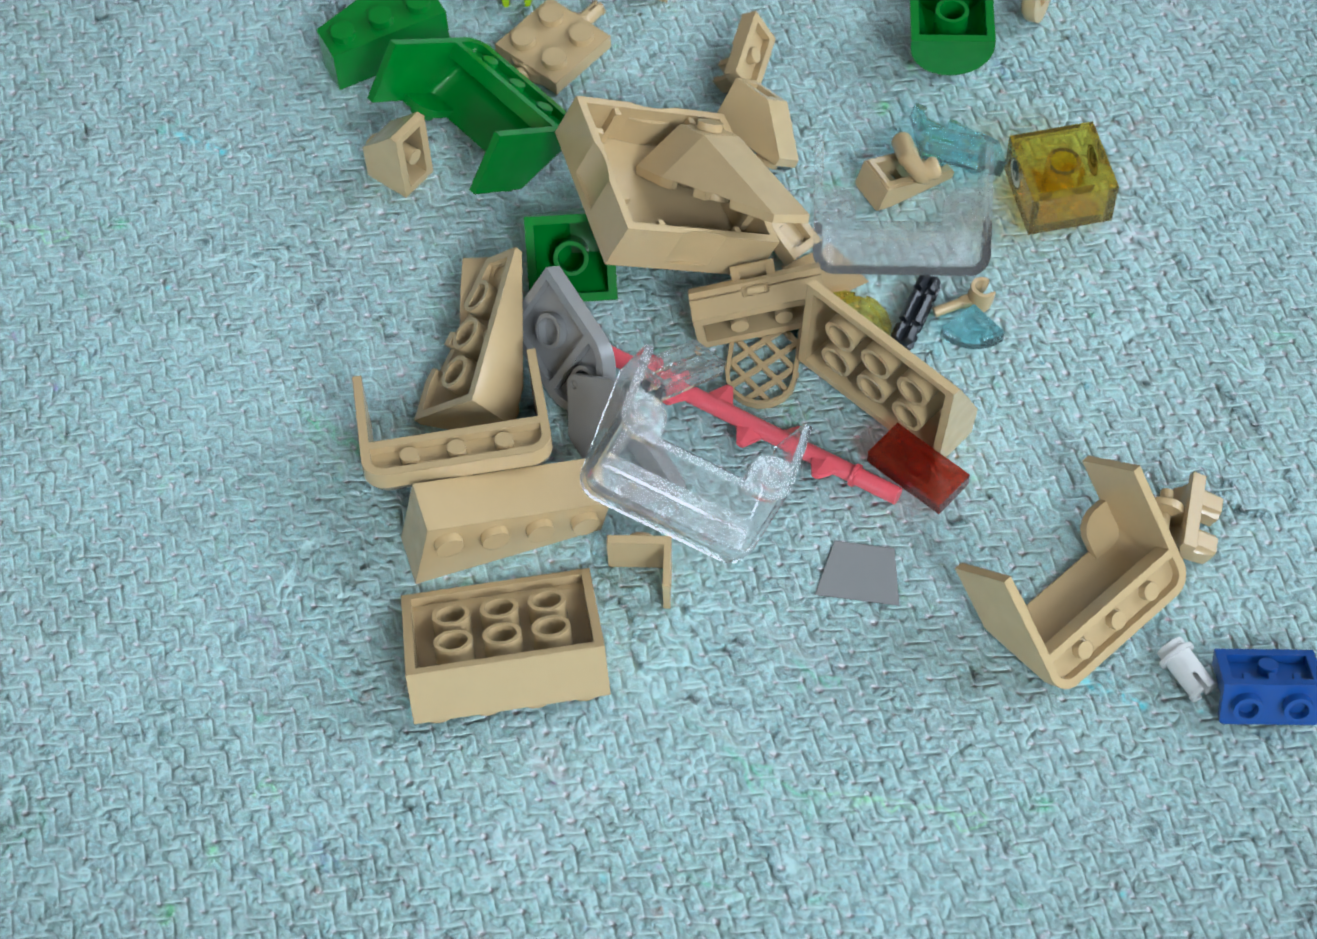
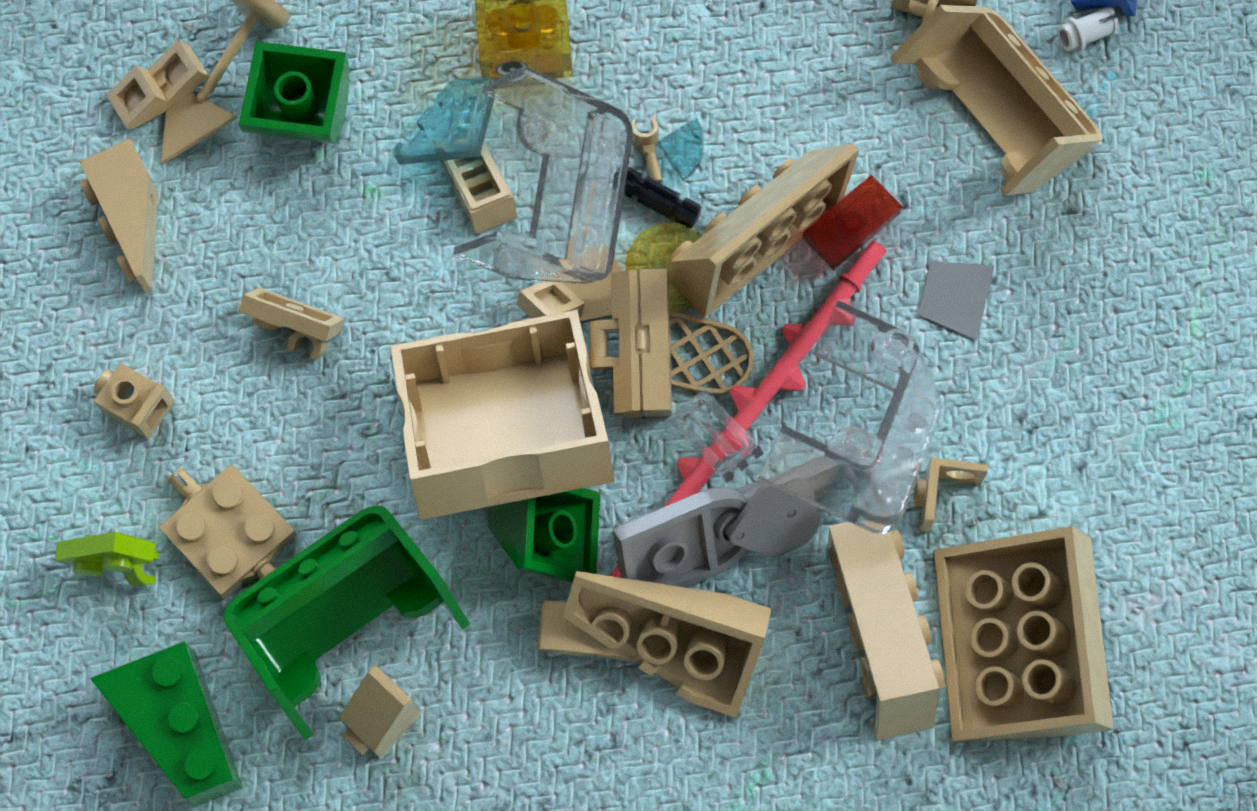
camera: 85 degrees left, 15 degrees up
(454, 452) = (827, 597): tan windscreen -> none
(720, 170) = (491, 355): tan wedge -> none
(761, 122) = (397, 313): tan slope -> none
(910, 159) = (479, 167): tan arm -> none

